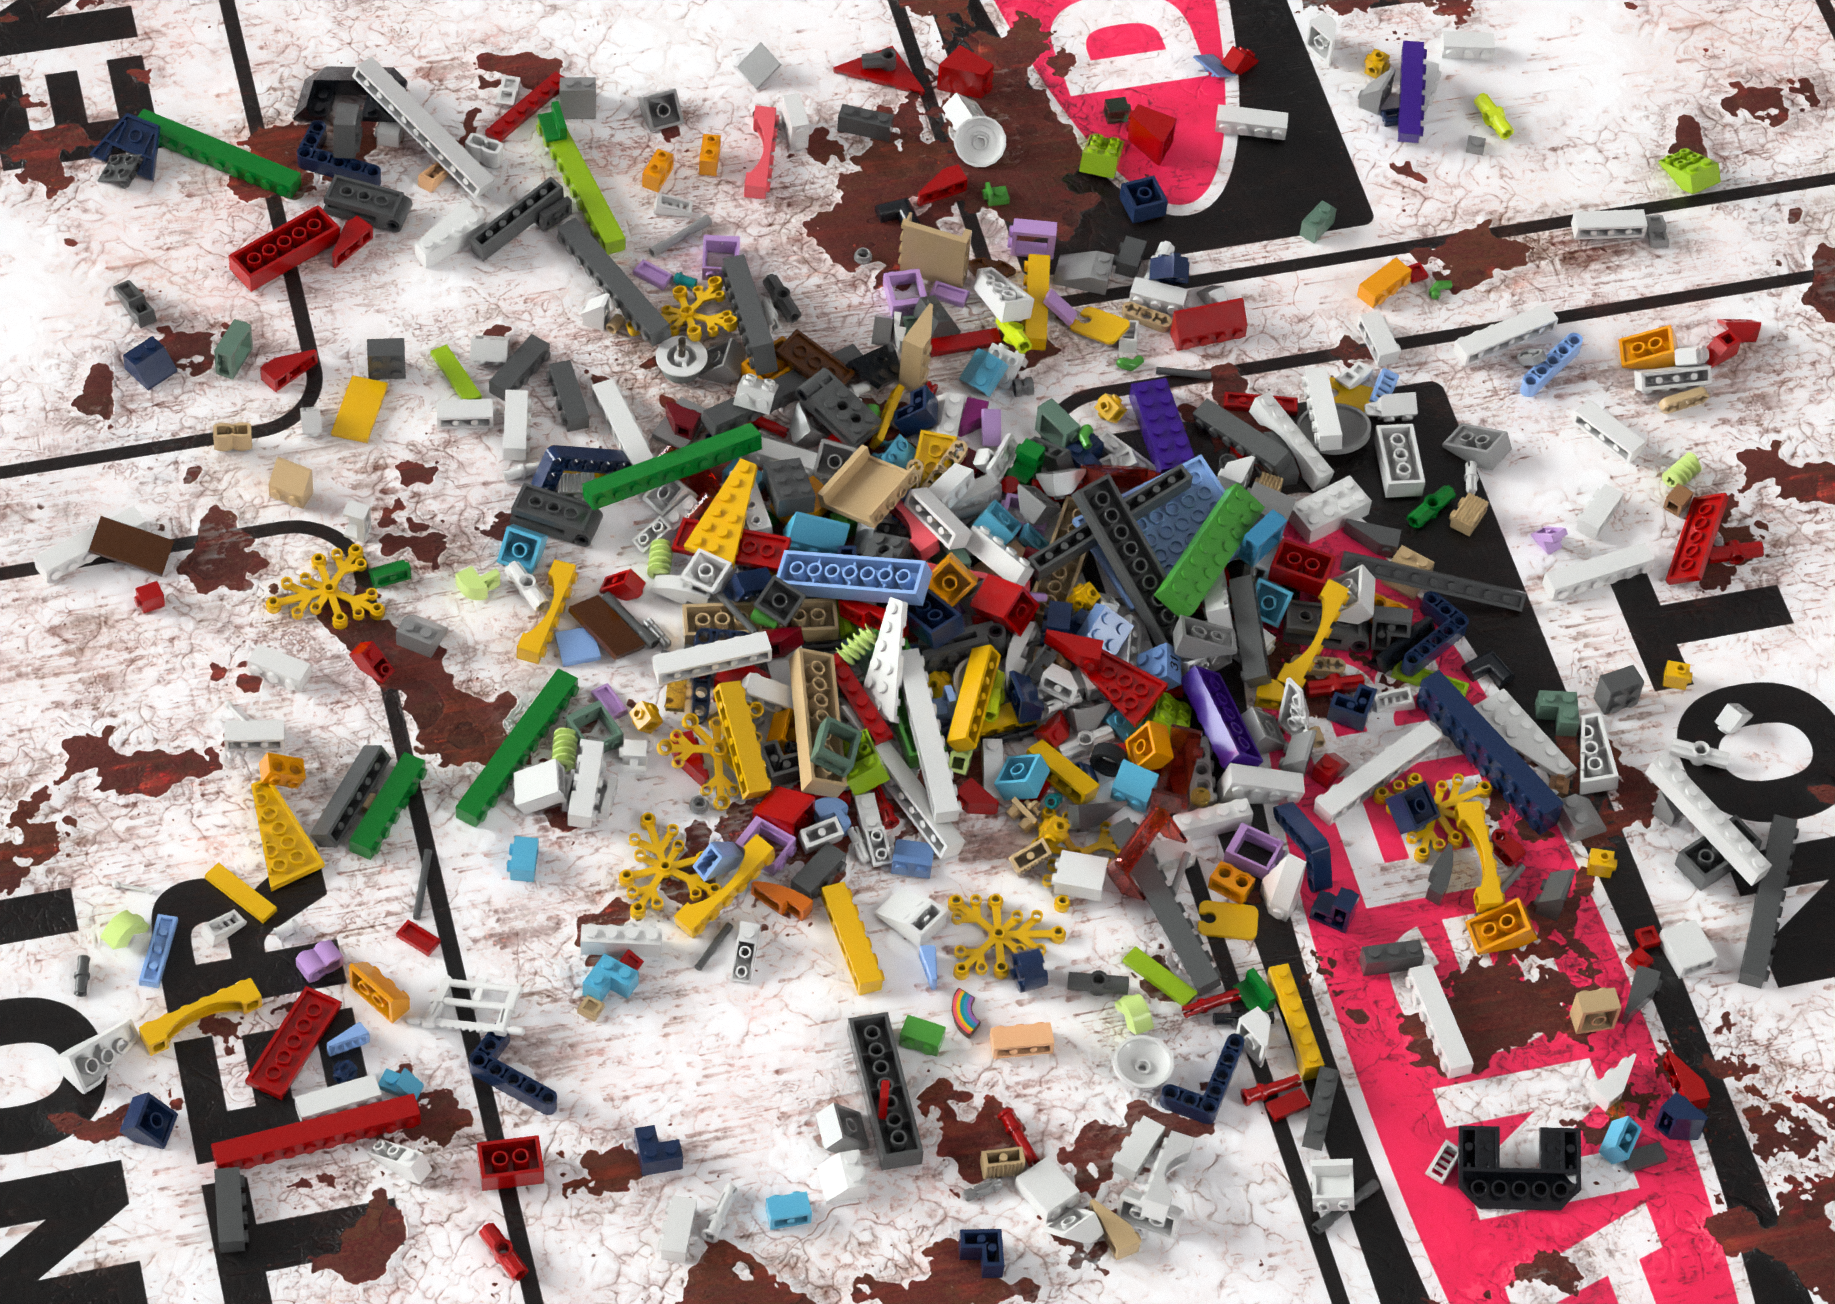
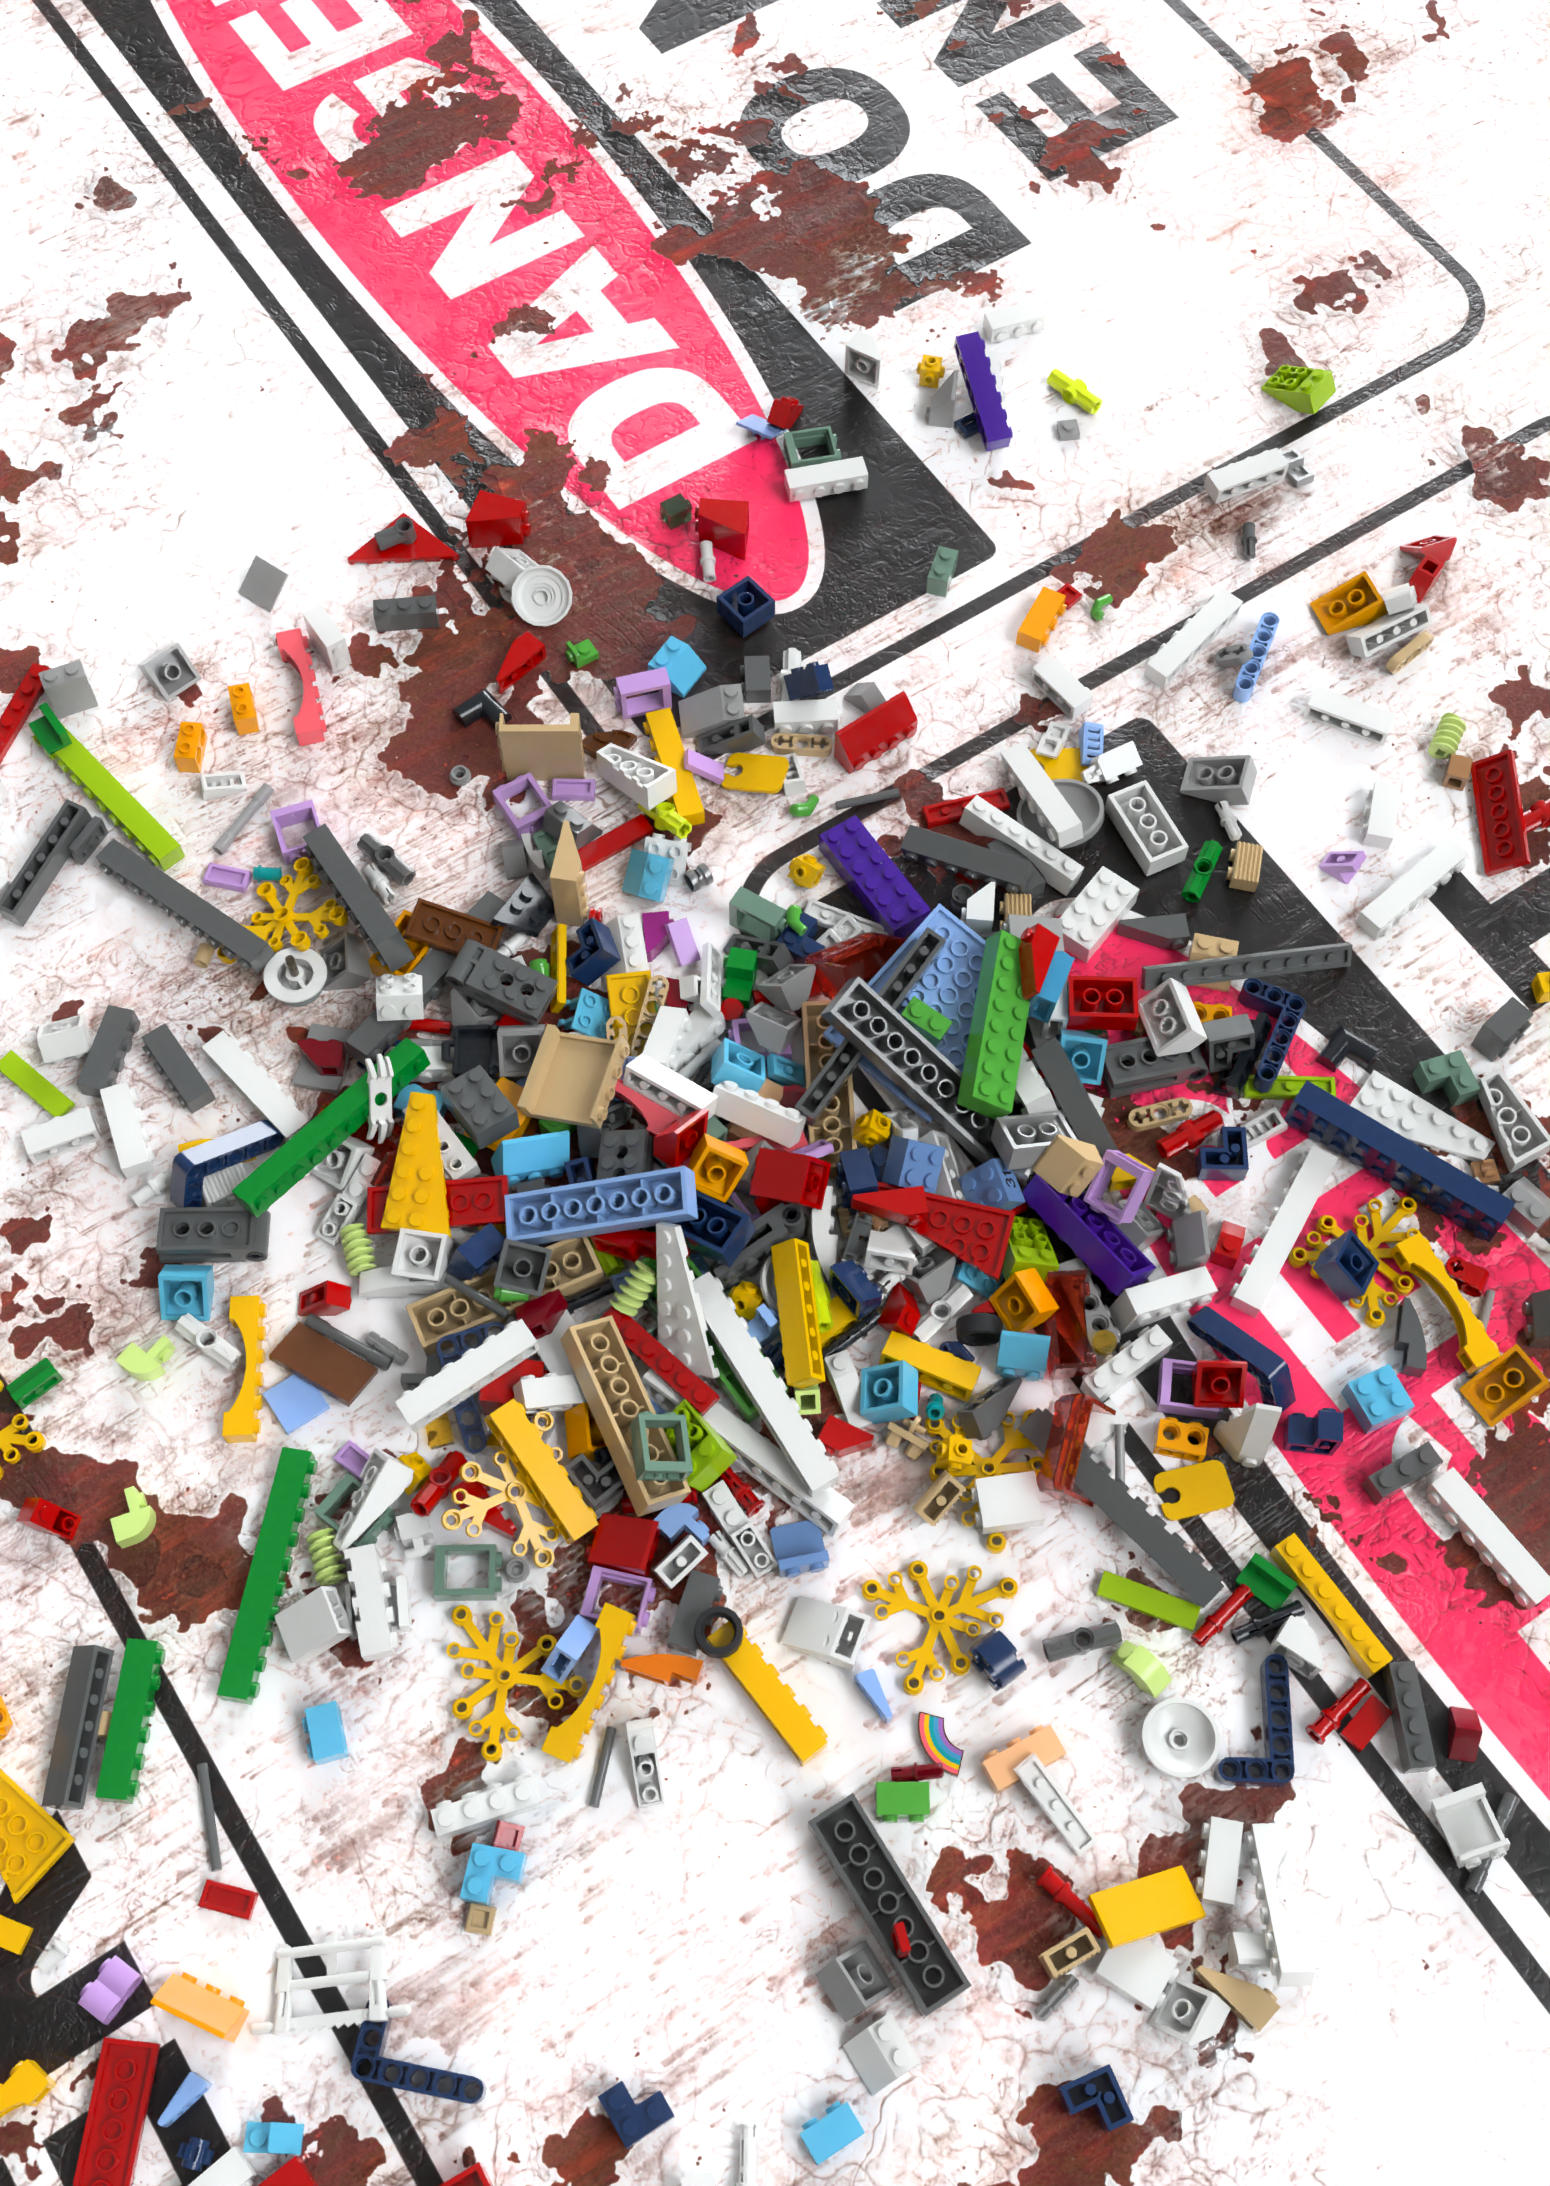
camera: 15 degrees left, 10 degrees up
(420, 635) = (98, 1455): light grey slope -> none
(433, 686) = (137, 1524): none -> yellowish green brick
(597, 312) = (177, 950): white slope -> none
(623, 709) = (382, 1485): none -> white wedge
(658, 807) = (440, 1589): none -> sand green window
(661, 728) = (438, 1484): none -> red piece
(717, 445) = (380, 1083): none -> white piece
(798, 445) = (473, 1047): none -> black piece
(834, 871) = (706, 1616): none -> black tyre
(933, 549) = (680, 1138): none -> red slope
(950, 1024) = (917, 1772): none -> dark red axle
(1032, 1073) = (1055, 1804): none -> white tile
(1071, 228) = (681, 664): none -> medium azure slope
(1071, 1153) = (1146, 1907): none -> yellow tile
(1093, 294) = (733, 737): none -> dark grey slope
(1101, 156) = (680, 569): lime slope -> none
(1127, 156) = (707, 561): none -> white pin
(1156, 533) = (926, 1021): none -> bright green brick
(1222, 664) = (1068, 1165): none -> tan slope
(1247, 684) = (1094, 1194): none -> lavender window
(1250, 86) = (808, 438): none -> sand green window
(1256, 508) = (1035, 957): none -> red slope
(1273, 845) = (1219, 1383): none -> red slope
(1332, 598) = (1158, 1037): yellow arch -> none
(1356, 1136) = (1463, 1734): none -> dark red slope
(1396, 904) = (1377, 1399): none -> medium azure brick
(1589, 275) = (1249, 540): none -> dark grey axle

